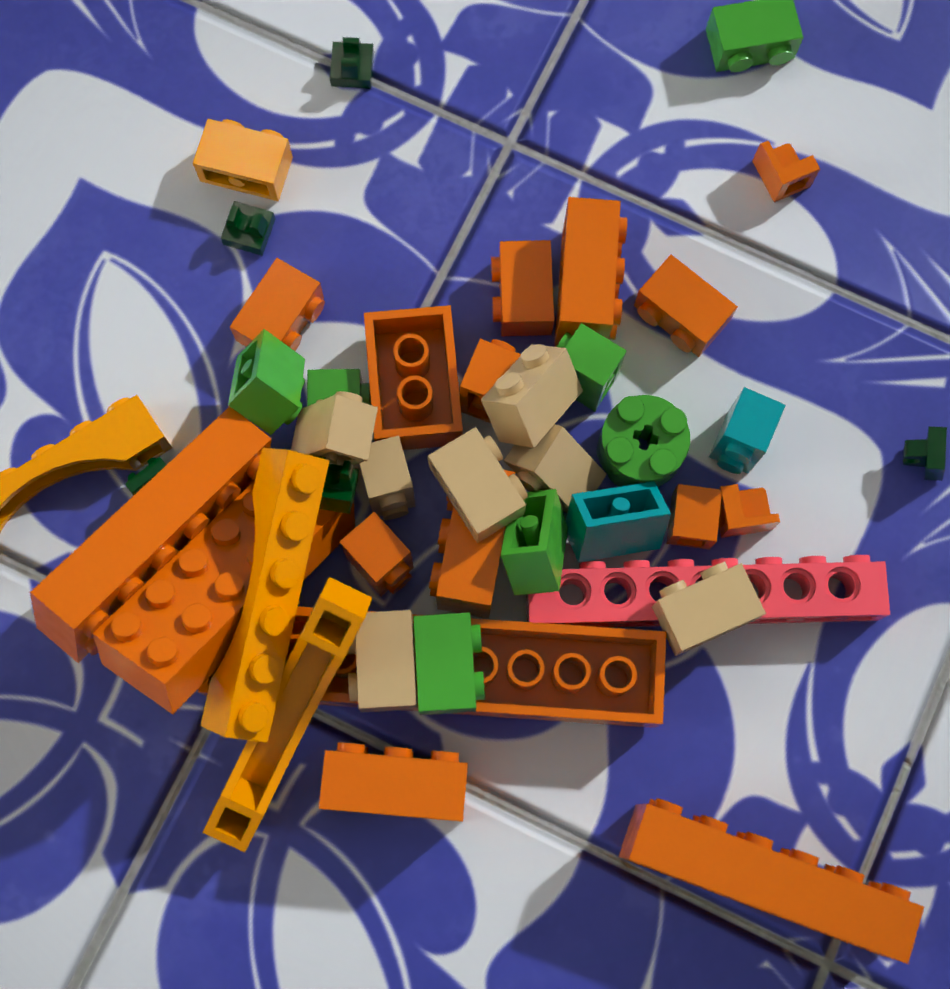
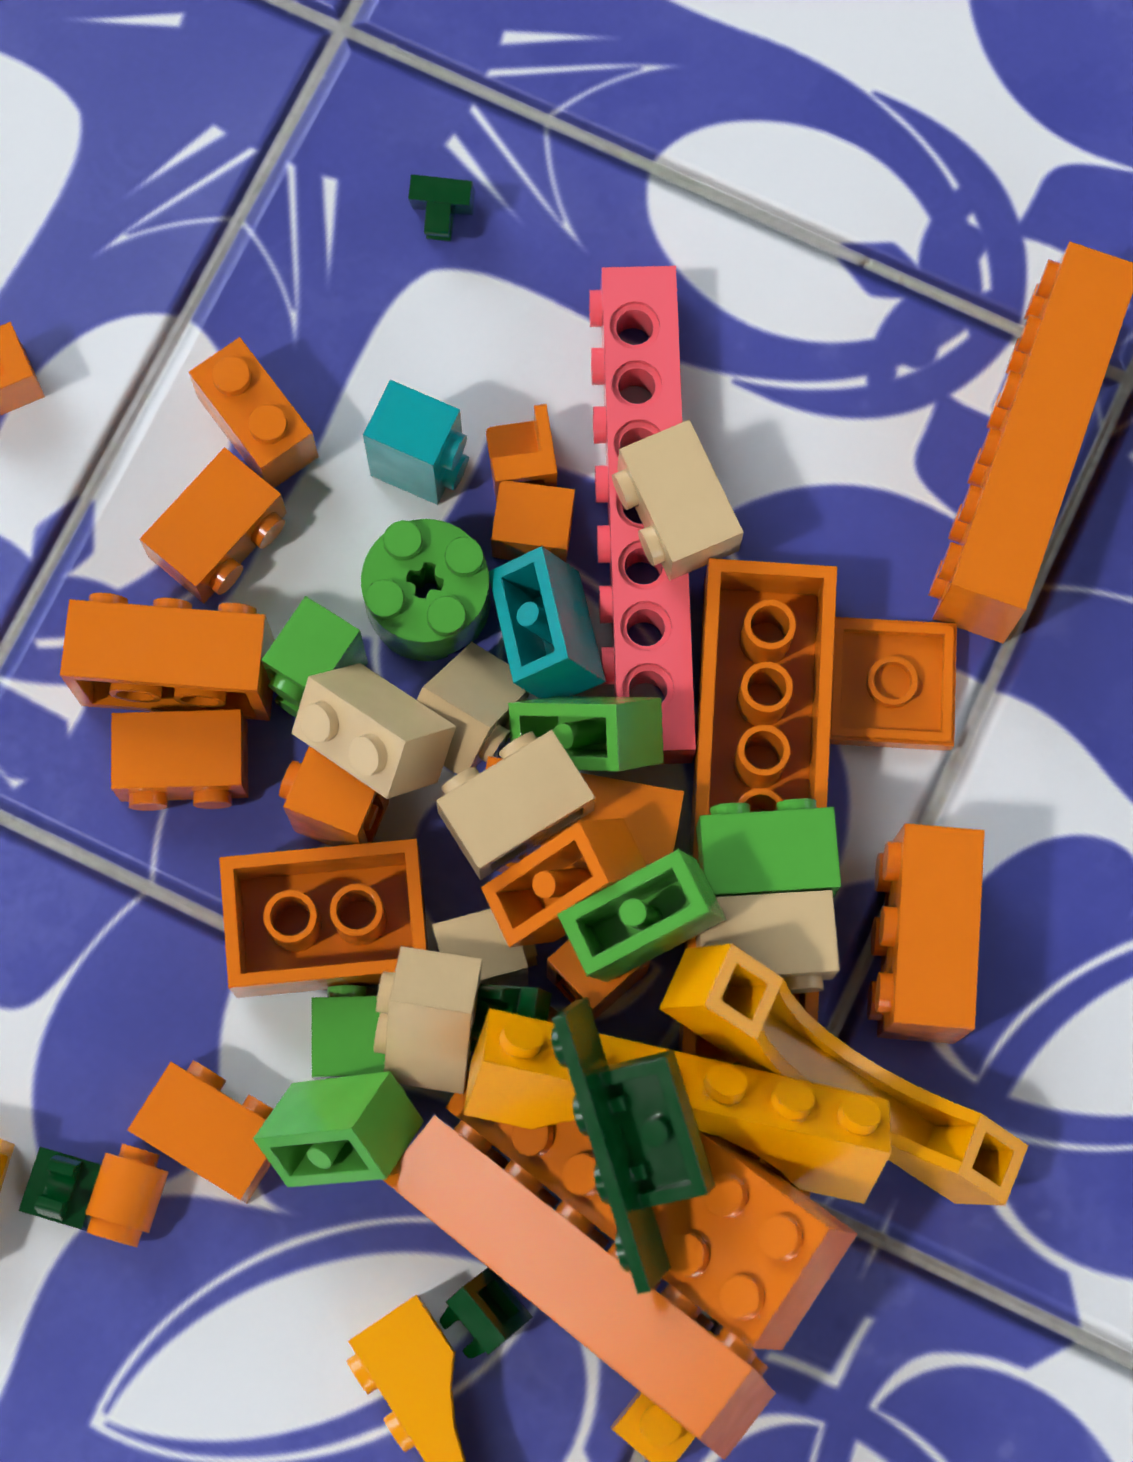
camera: 90 degrees left, 0 degrees up
(232, 549) = (639, 1136): none -> dark green bracket
(238, 262) = (126, 1195): none -> orange brick
(393, 565) = (641, 916): none -> bright green brick
(422, 519) = (559, 876): none -> orange brick
(585, 771) = (894, 684): none -> orange tile
(764, 328) = (254, 413): none -> orange brick

